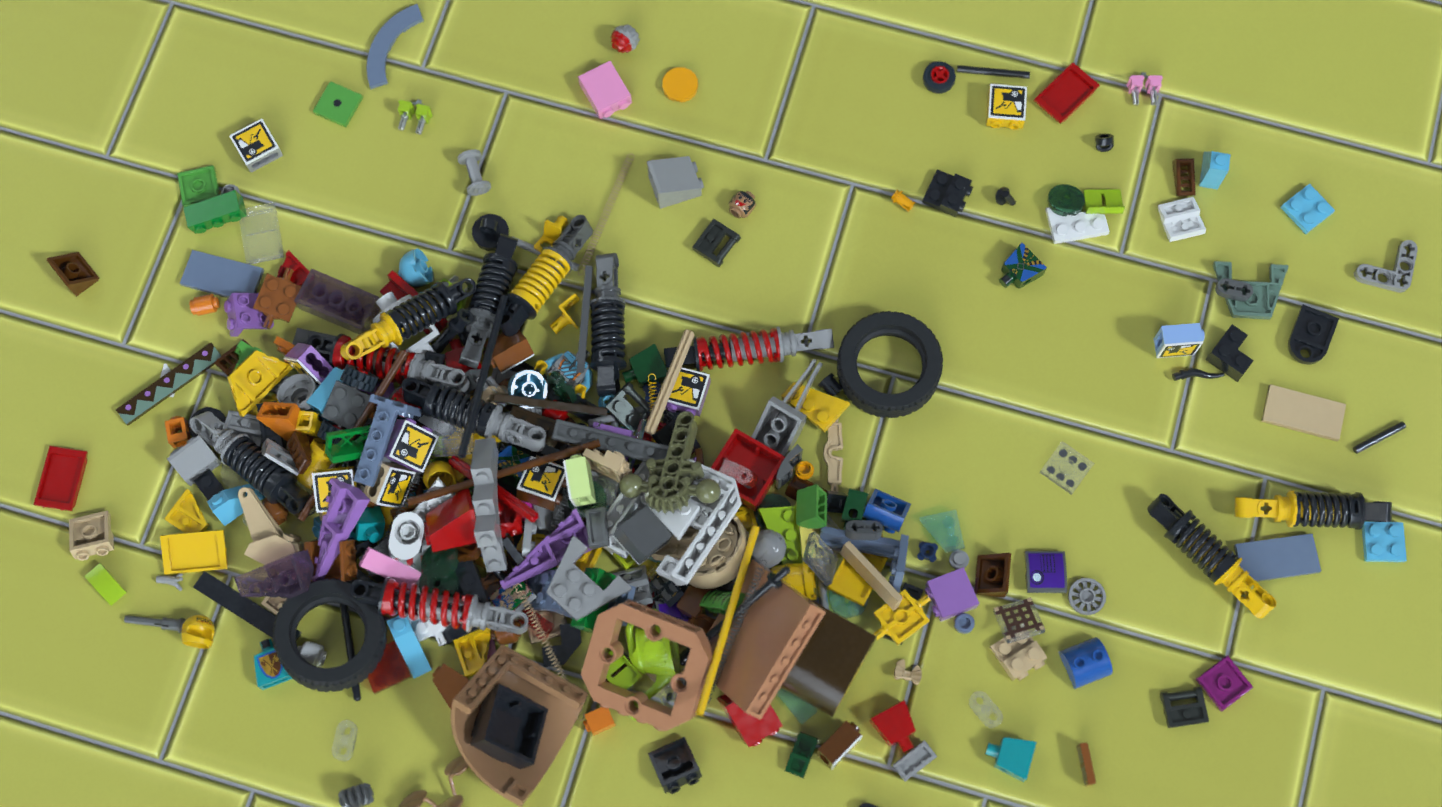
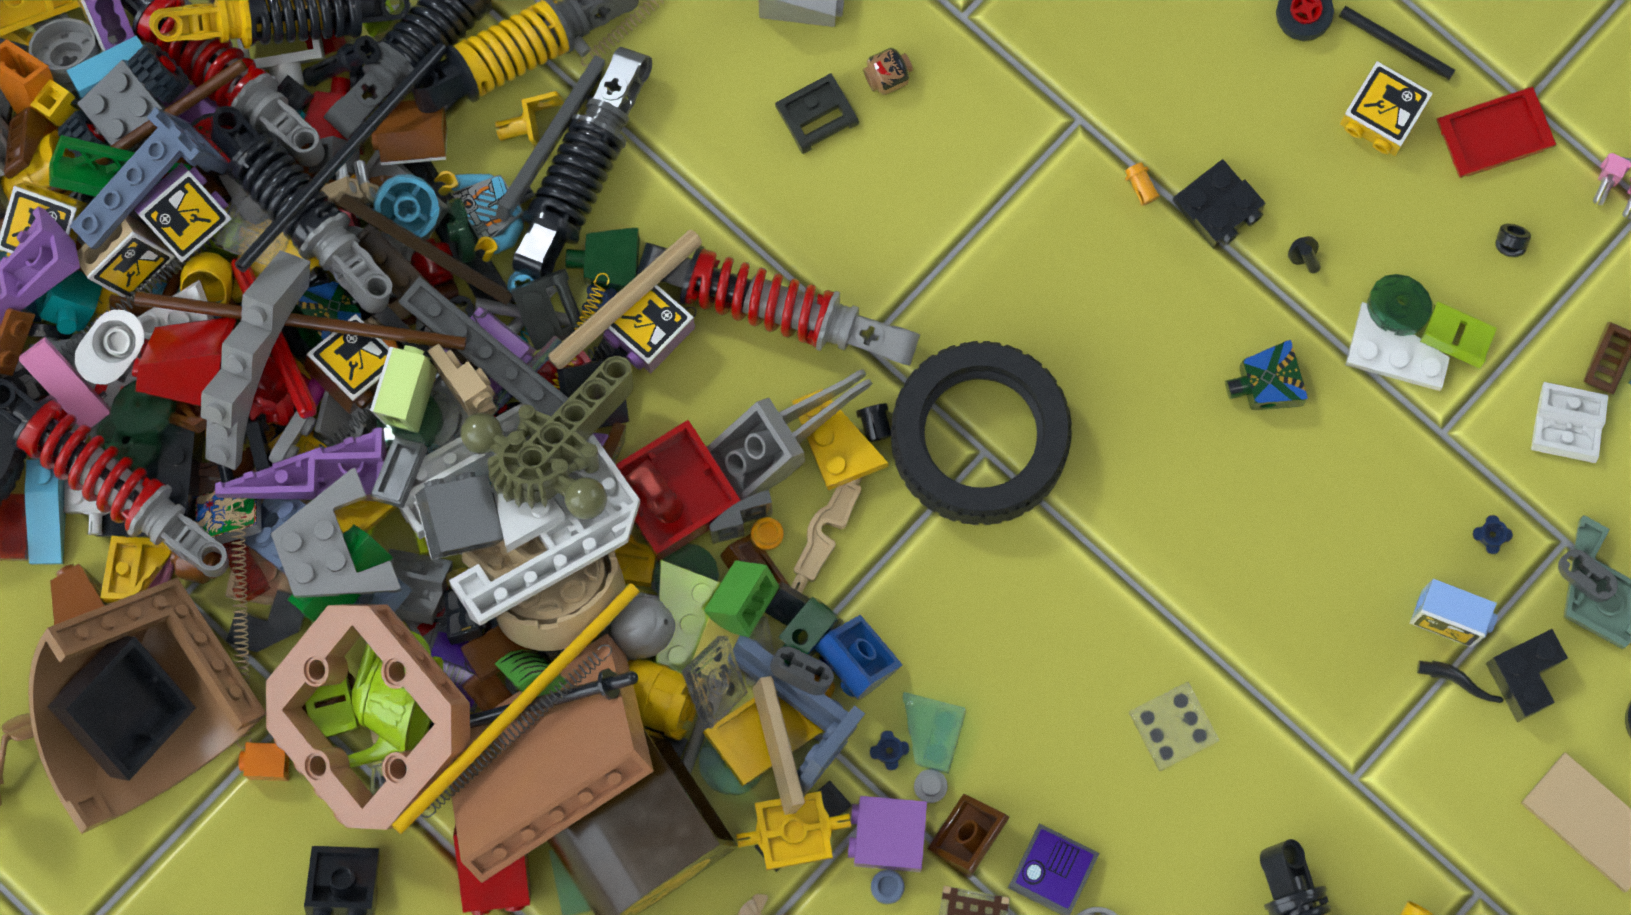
camera: 25 degrees right, 5 degrees up
(1179, 290) = (1502, 534): none -> dark blue plate

